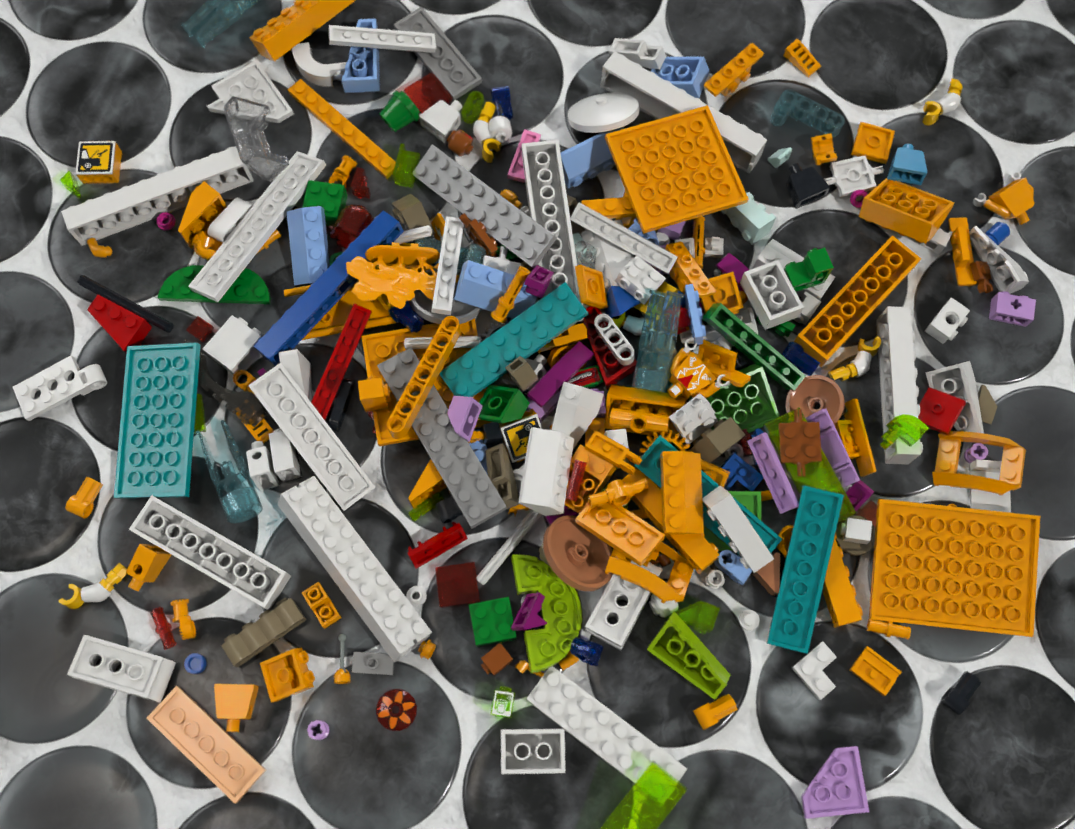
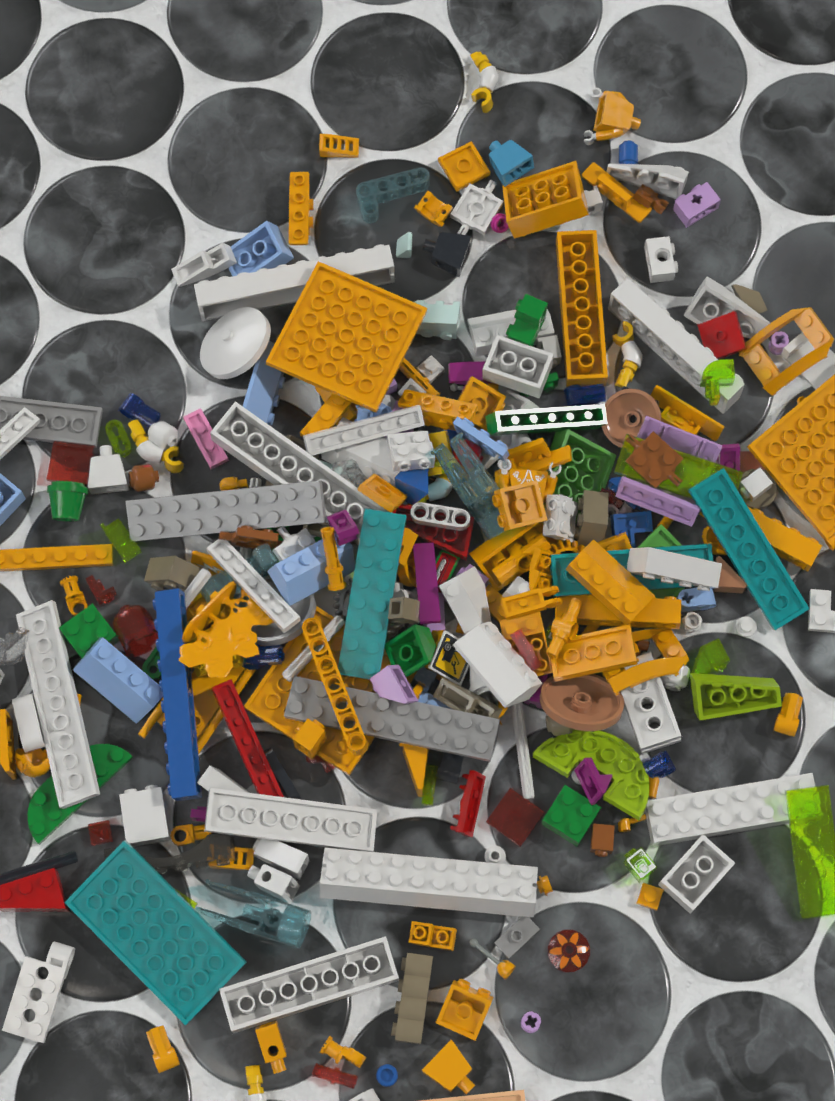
camera: 45 degrees left, 0 degrees up
(487, 732) = (649, 896): none -> light orange plate
(642, 436) = (538, 569): none -> light orange slope
(671, 380) = (519, 505): none -> light orange plate

